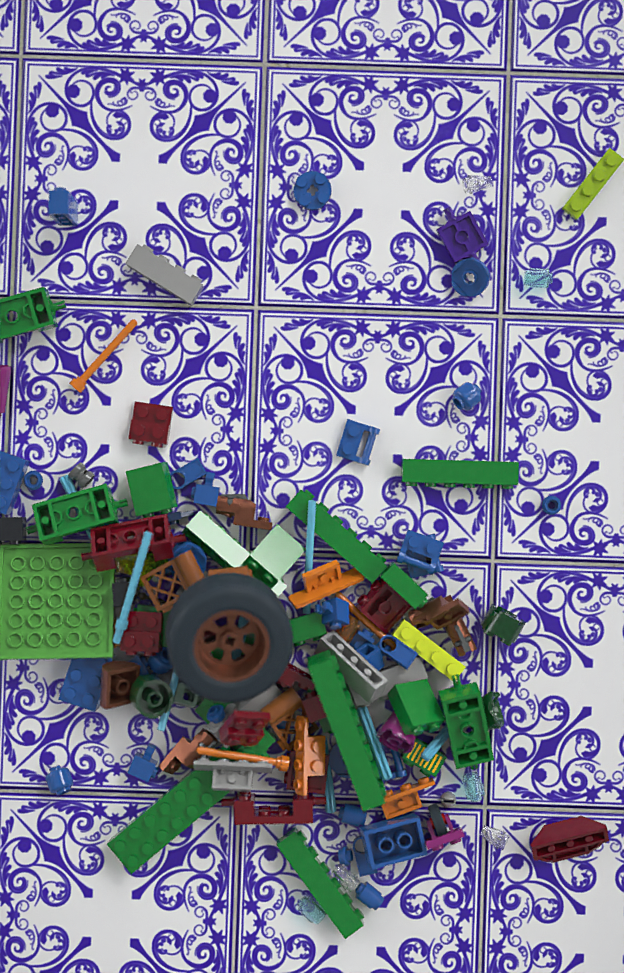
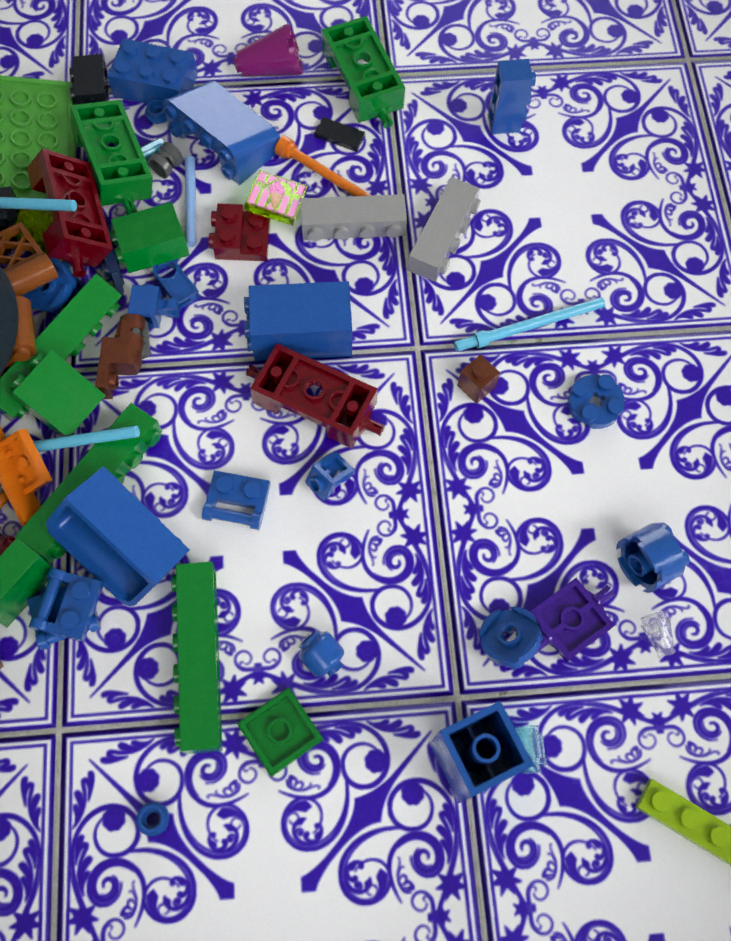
camera: 85 degrees right, 20 degrees down
(58, 430) = (224, 125): none -> windscreen
(66, 342) = (339, 134): none -> black piece
(116, 459) = (190, 202): none -> light blue bar
(124, 395) = (275, 197): none -> tile
(147, 340) = (353, 217): none -> light grey brick
(235, 386) = (300, 317): none -> blue brick
(256, 261) = (482, 338): none -> medium azure bar
(279, 399) = (341, 407): none -> dark red brick
(290, 269) = (478, 378): none -> copper brick
(348, 379) = (328, 474): none -> blue bracket
(382, 517) = (115, 537): none -> blue windscreen
(430, 178) = (652, 557): none -> blue brick
(509, 426) = (280, 732): none -> green tile
(544, 307) = (480, 752): none -> blue brick

